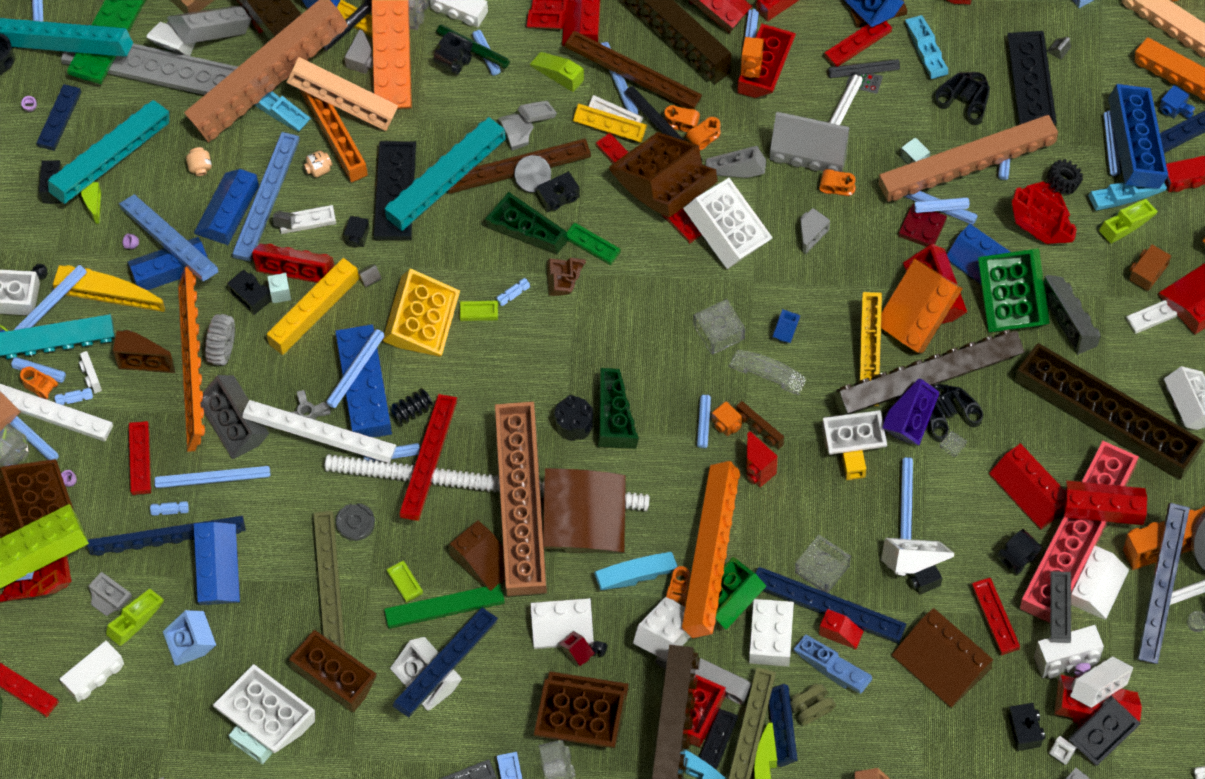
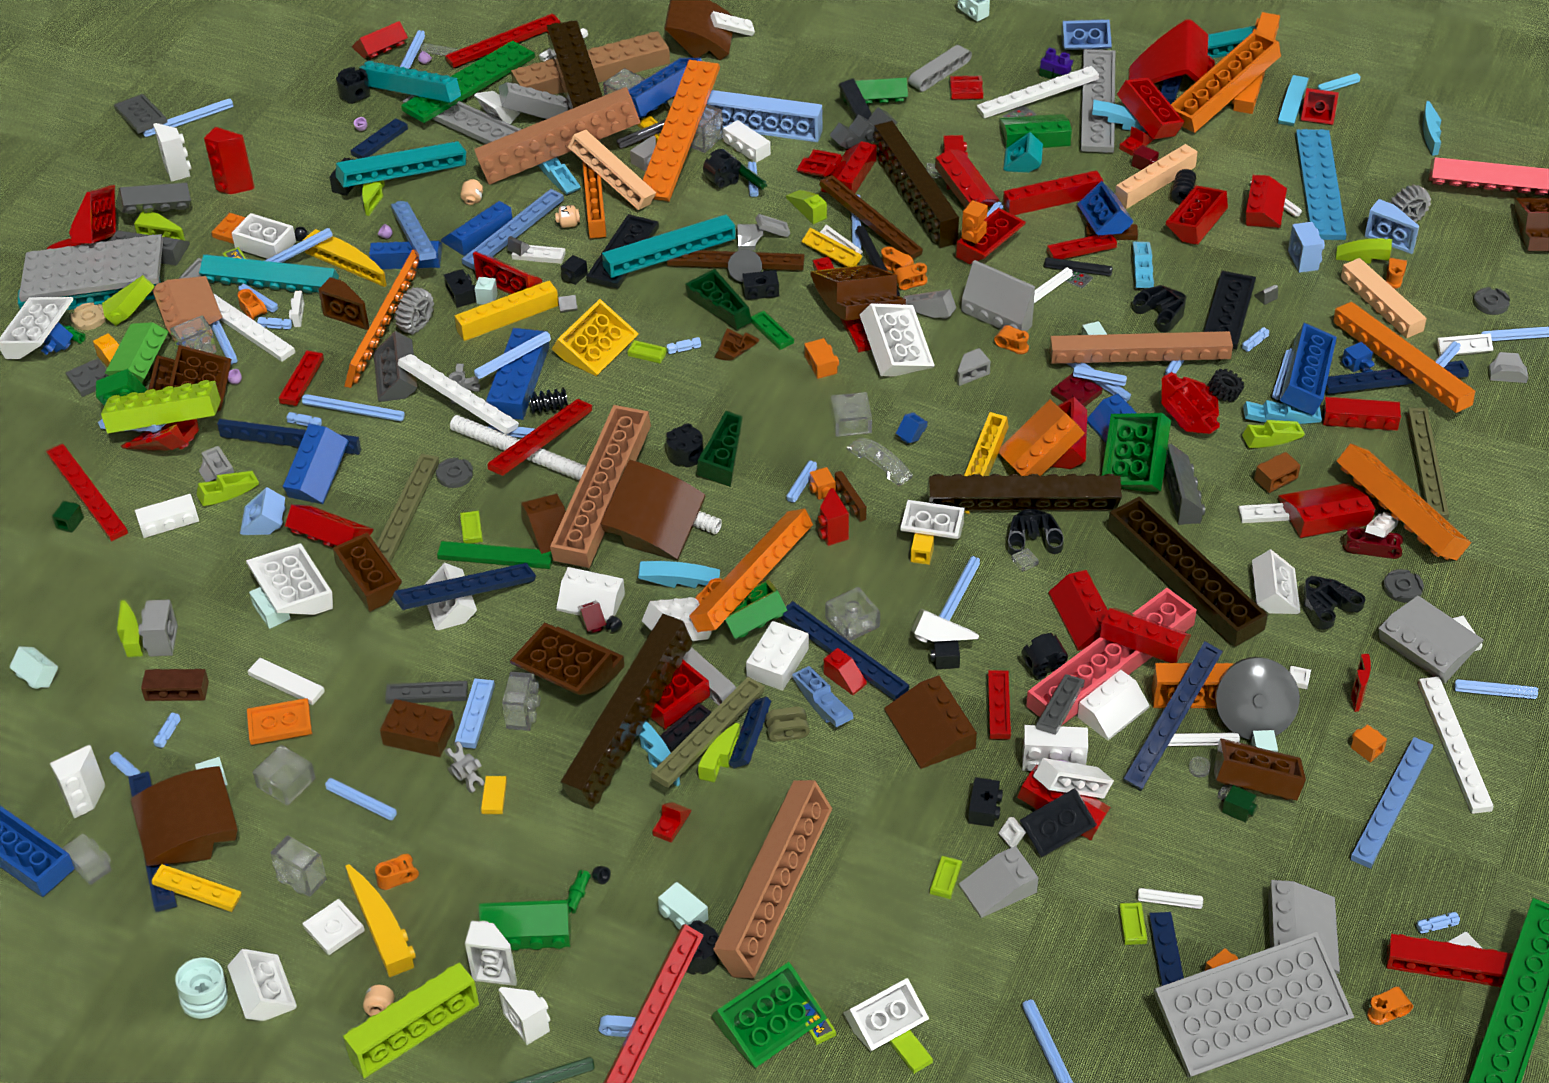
camera: 20 degrees right, 15 degrees down
(263, 630) = (323, 525): none -> red slope
(659, 265) = (821, 358): none -> orange brick
(911, 413) = (992, 516): dark purple slope -> none
(1069, 108) = (1255, 339): none -> light blue axle

